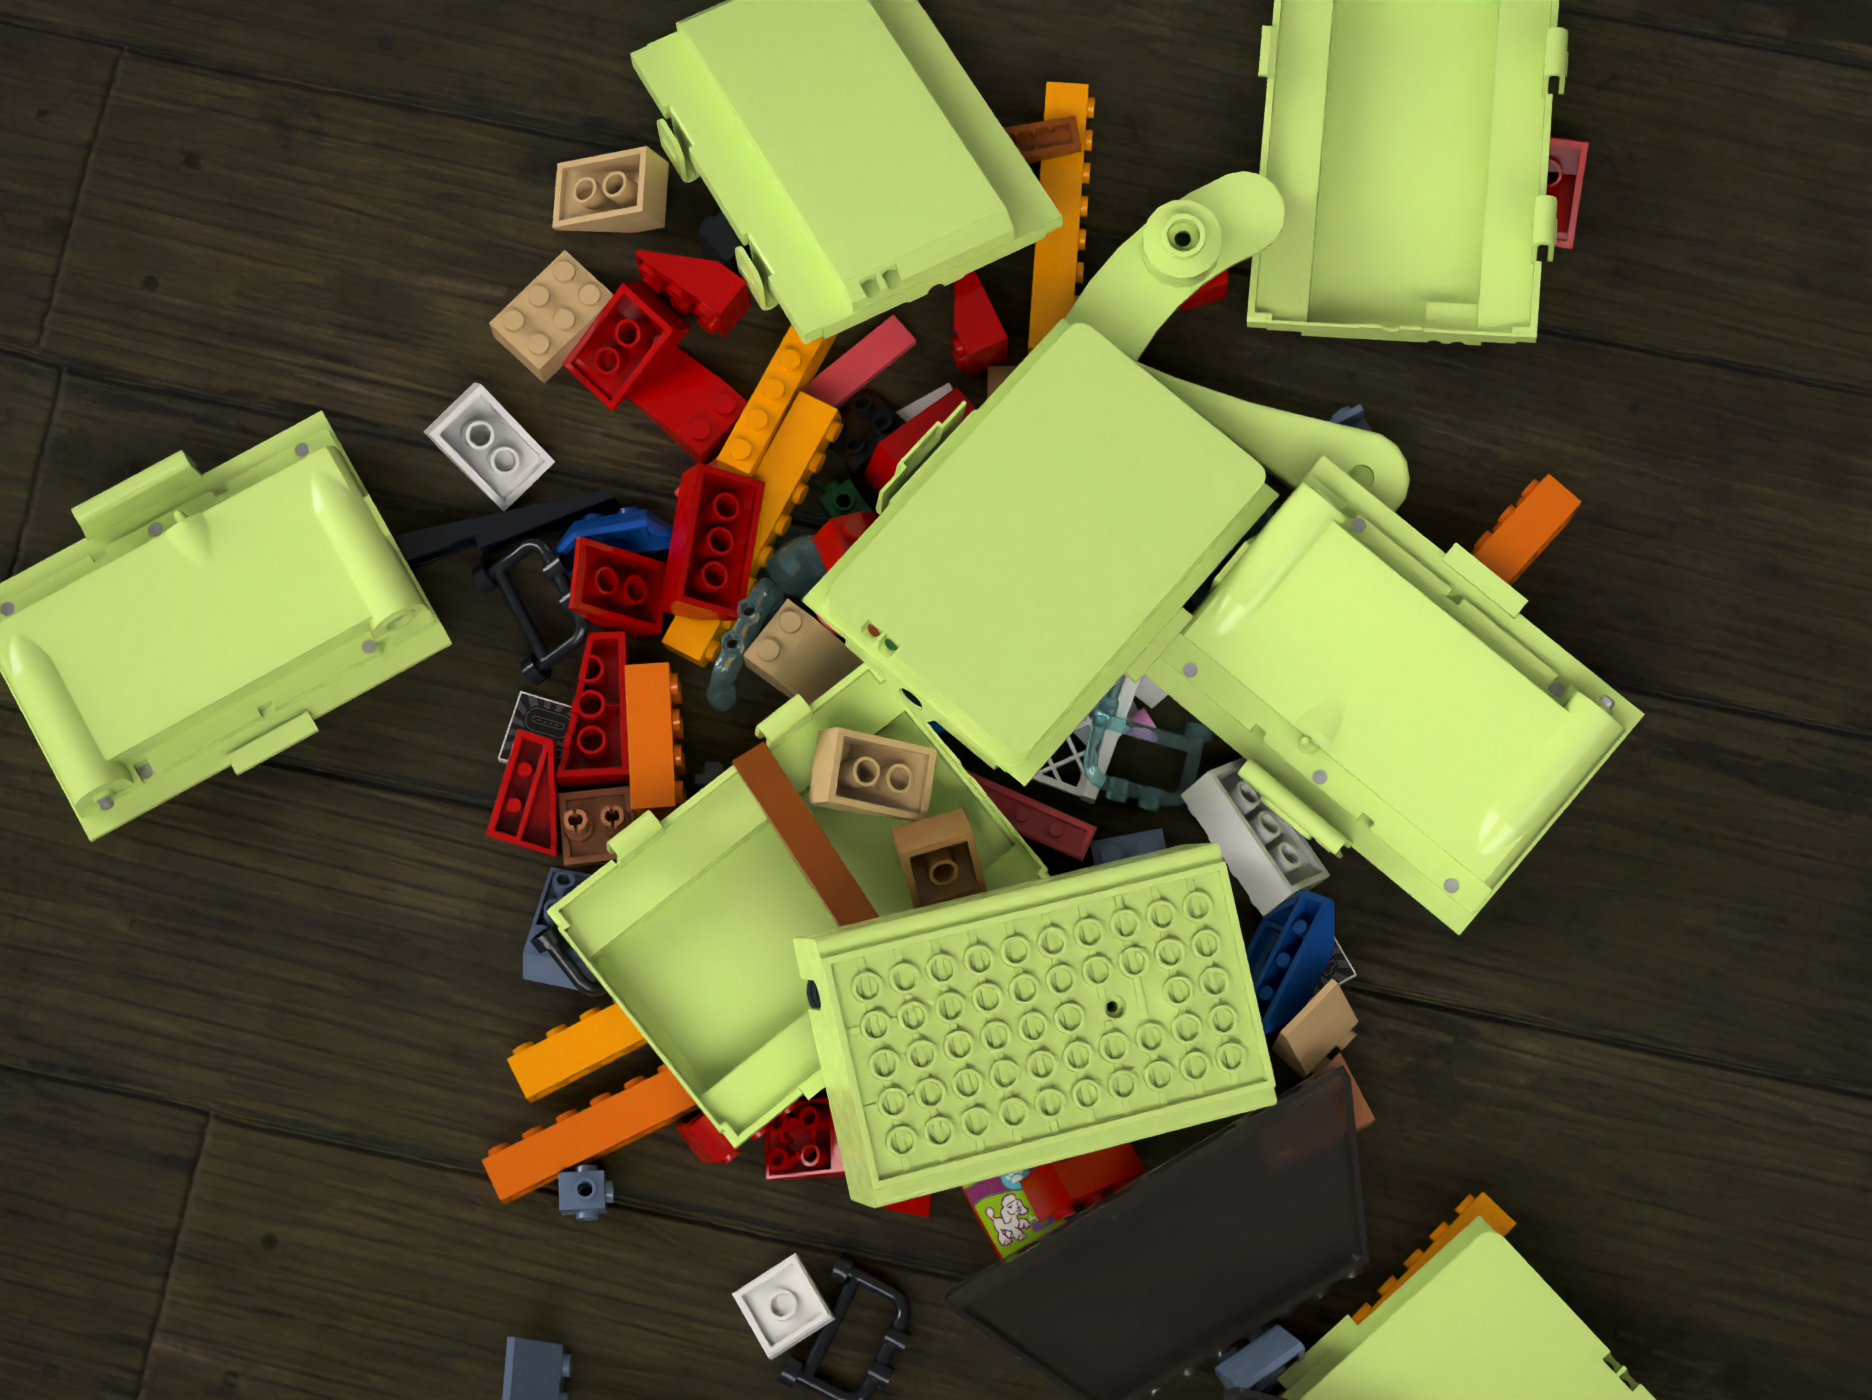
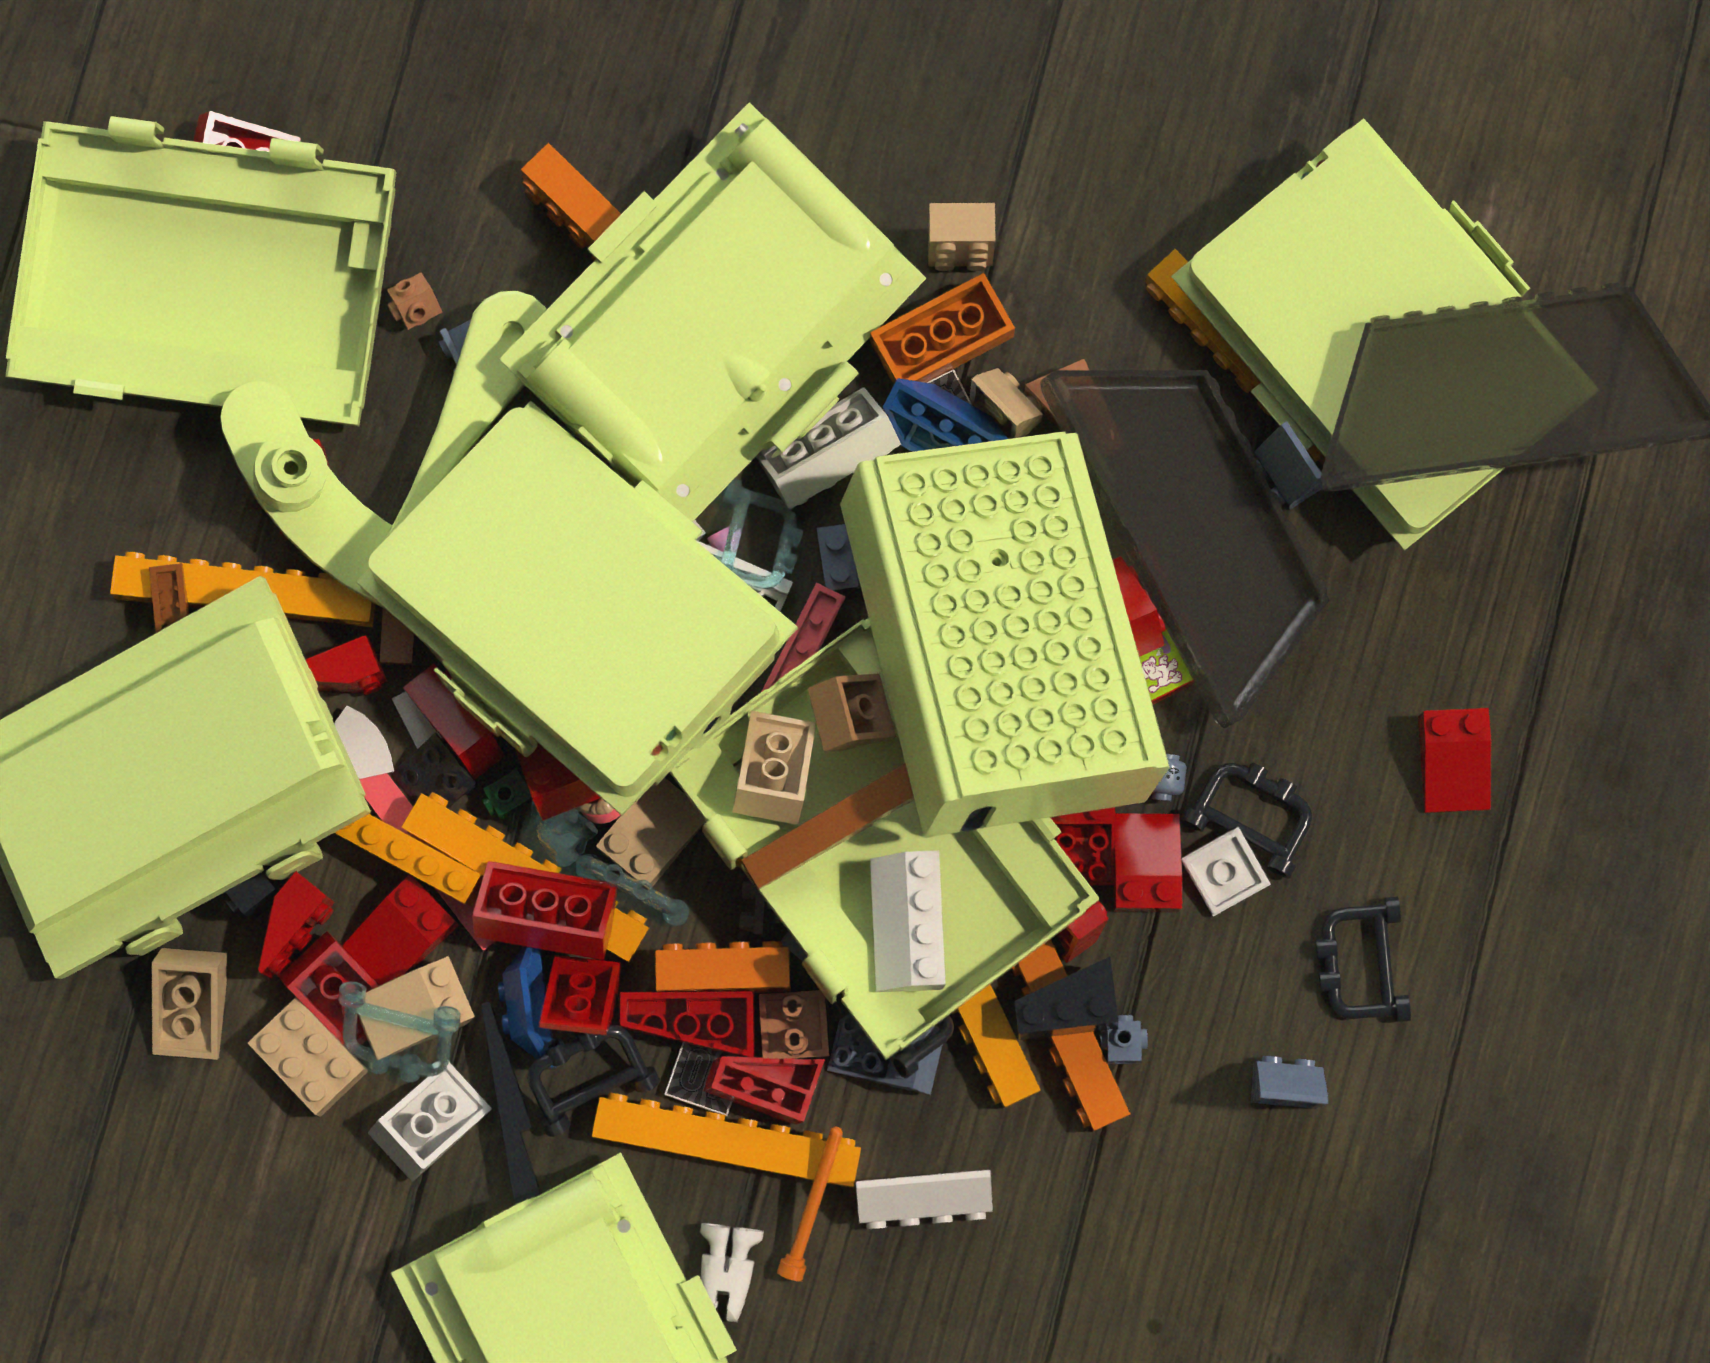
camera: 90 degrees left, 5 degrees up
(326, 765) = (724, 1273): none -> white piece
(333, 836) = (793, 1266): none -> orange piece
(407, 974) = (924, 1197): none -> white slope
(468, 759) = (721, 1140): none -> light orange brick
(586, 443) = (444, 1022): none -> clear light blue bar
(605, 418) = (416, 994): none -> tan slope
(618, 1125) = (1070, 1005): none -> black wedge
(699, 930) = (907, 922): none -> white slope
(791, 1215) = (1147, 863): none -> red slope
(890, 347) = (363, 744): none -> white sticker
(890, 1231) = (1173, 781): none -> sand blue head
(1393, 376) = (413, 301): none -> nougat brick
(1396, 958) = (943, 332): none -> orange brick
(1510, 969) = (961, 235): none -> tan brick

